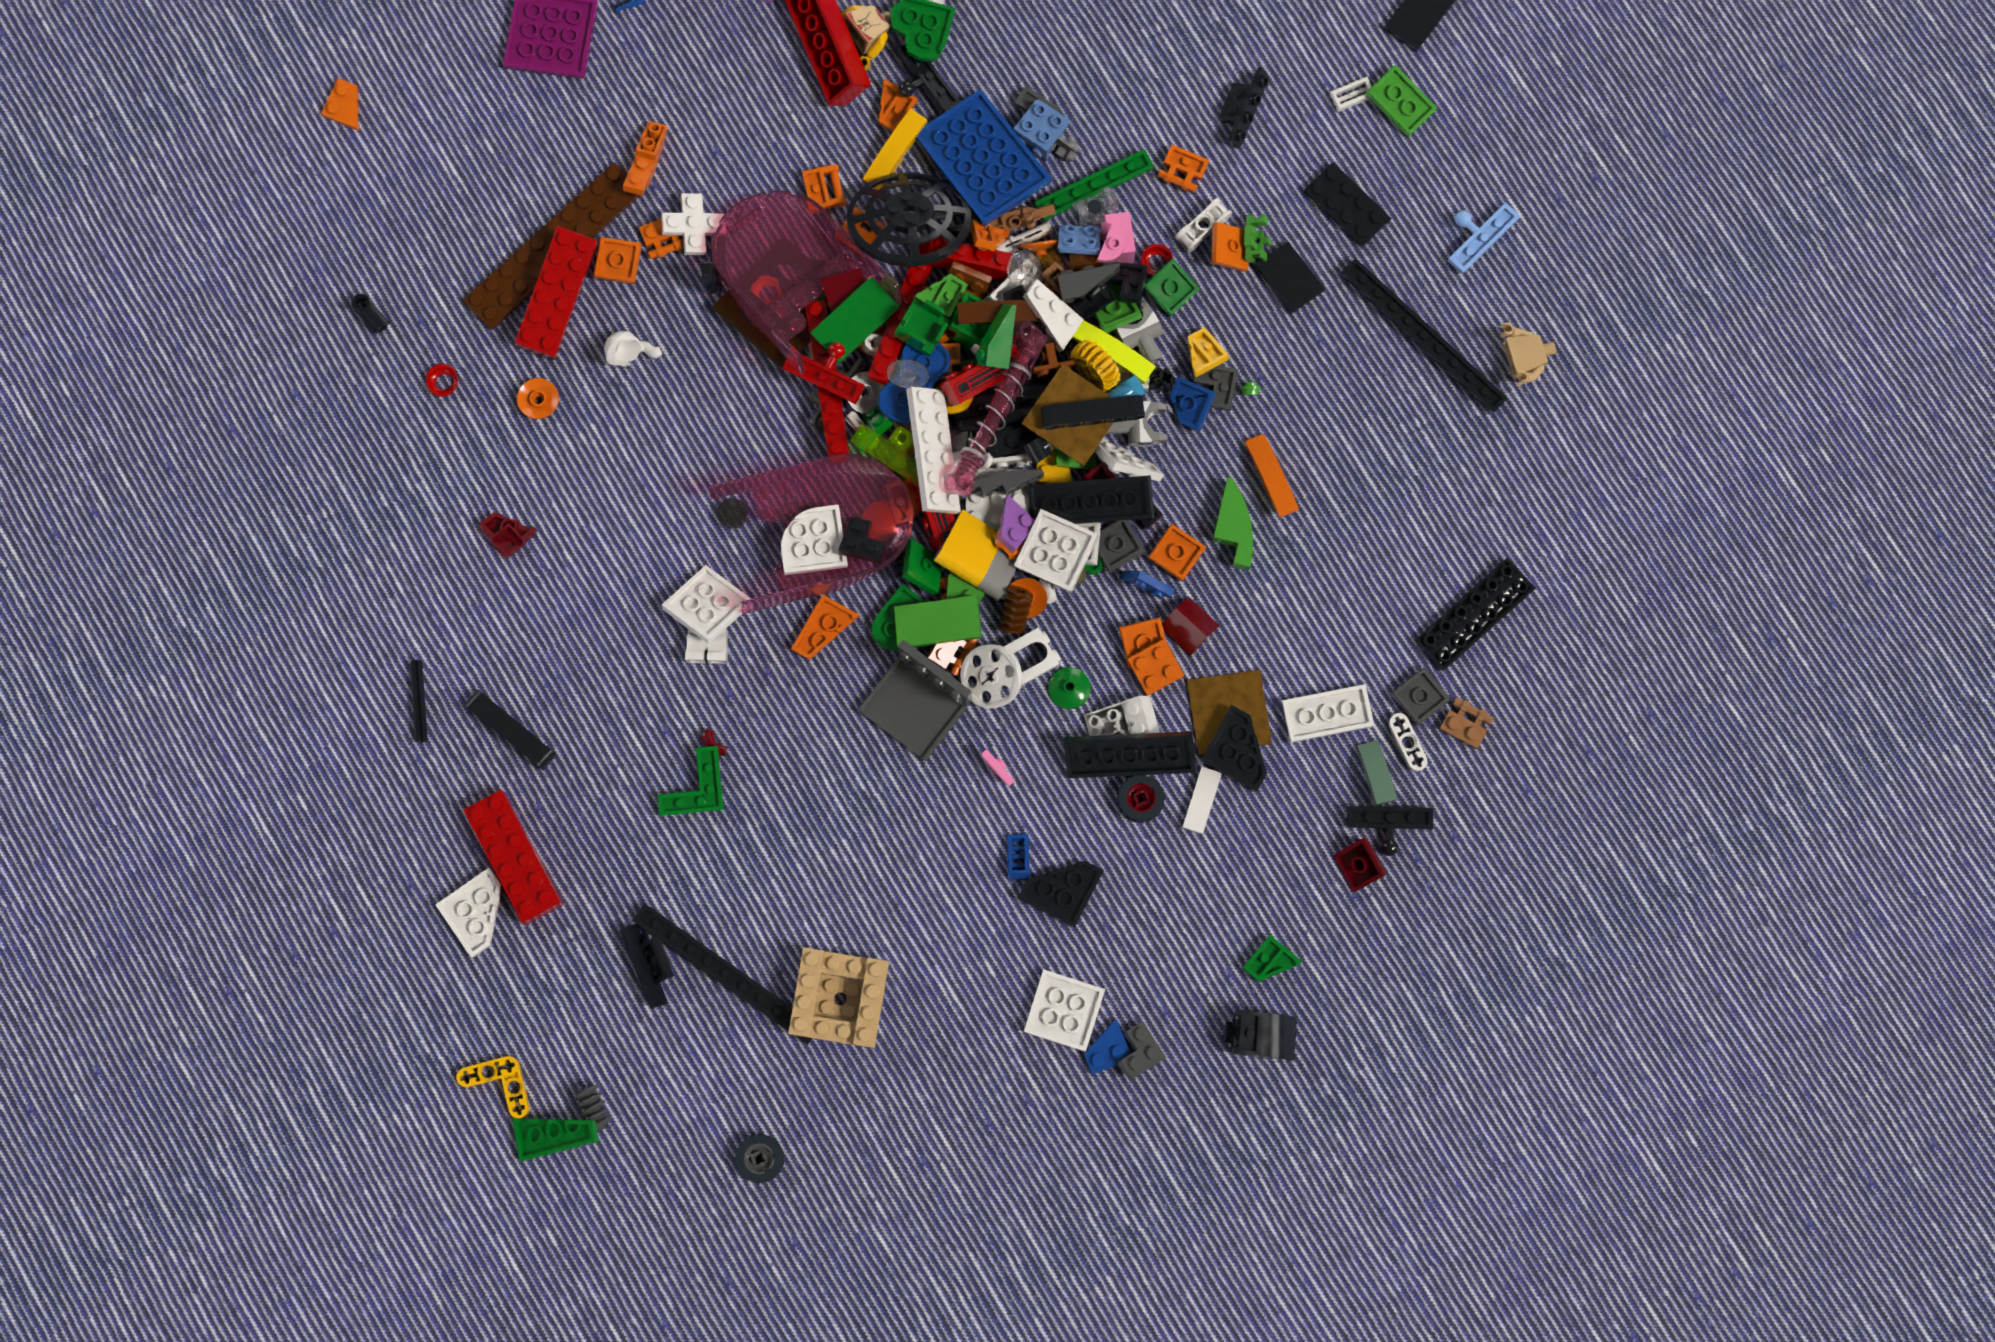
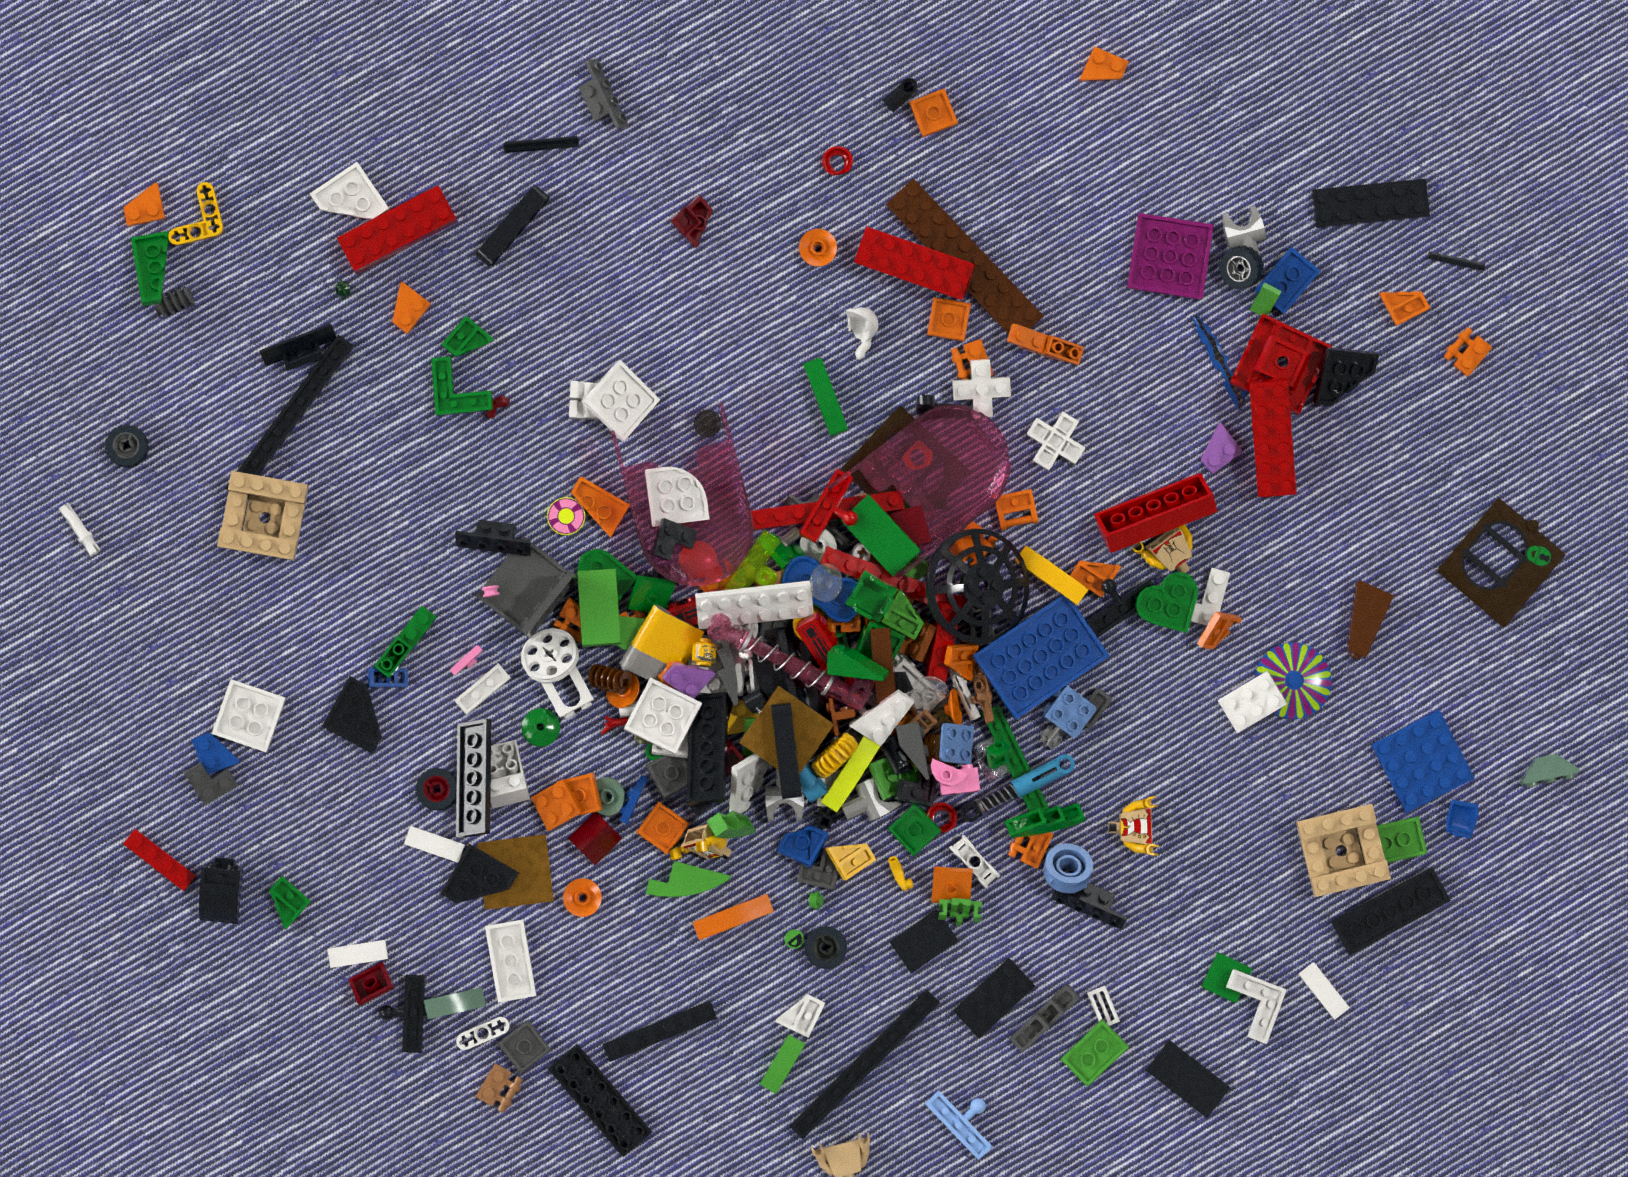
camera: 85 degrees right, 5 degrees up
(367, 637) = (600, 96): none -> dark grey bracket
(390, 279) = (933, 113): none -> orange plate
(485, 1146) = (145, 207): none -> orange wing
(580, 917) = (342, 289): none -> dark green plate
(602, 843) = (409, 308): none -> orange wing
(636, 778) = (466, 338): none -> green wing
(702, 387) = (825, 397): none -> green slope
(750, 148) = (1055, 441): none -> white plate
(835, 664) = (566, 516): none -> tile
(860, 741) = (494, 537): none -> black bracket
(861, 1206) = (82, 533): none -> white pin
(920, 742) = (490, 591): none -> bright pink bush
(978, 836) = (405, 641): none -> green slope
(985, 507) = (704, 653): none -> yellow head
(1028, 752) = (482, 689): none -> white tile
(1063, 608) = (613, 723): none -> red bar
(1090, 194) = (997, 754): none -> green bracket
(1123, 176) = (1020, 786): none -> piece
(1153, 603) = (610, 806): none -> sand green dish
(1159, 151) = (1046, 821): none -> green slope
(1161, 60) = (1136, 826): none -> torso
(1174, 474) = (731, 825): none -> bright green slope
(1191, 507) = (702, 842): none -> torso
(1201, 118) = (1072, 858): none -> medium blue piece
(1220, 303) = (898, 873): none -> yellow arm
(1228, 1107) = (159, 859): none -> red plate
(1256, 626) = (574, 890): none -> orange dish
(1292, 412) = (794, 939): none -> bright green tile
(1295, 388) = (822, 958): none -> black wheel
(1325, 882) = (357, 953): none -> white tile
(1366, 152) = (1044, 1017): none -> dark grey slope
(1374, 401) = (802, 1015): none -> white wing
(1397, 552) = (659, 1031): none -> black plate
(1427, 420) = (782, 1063): none -> bright green slope

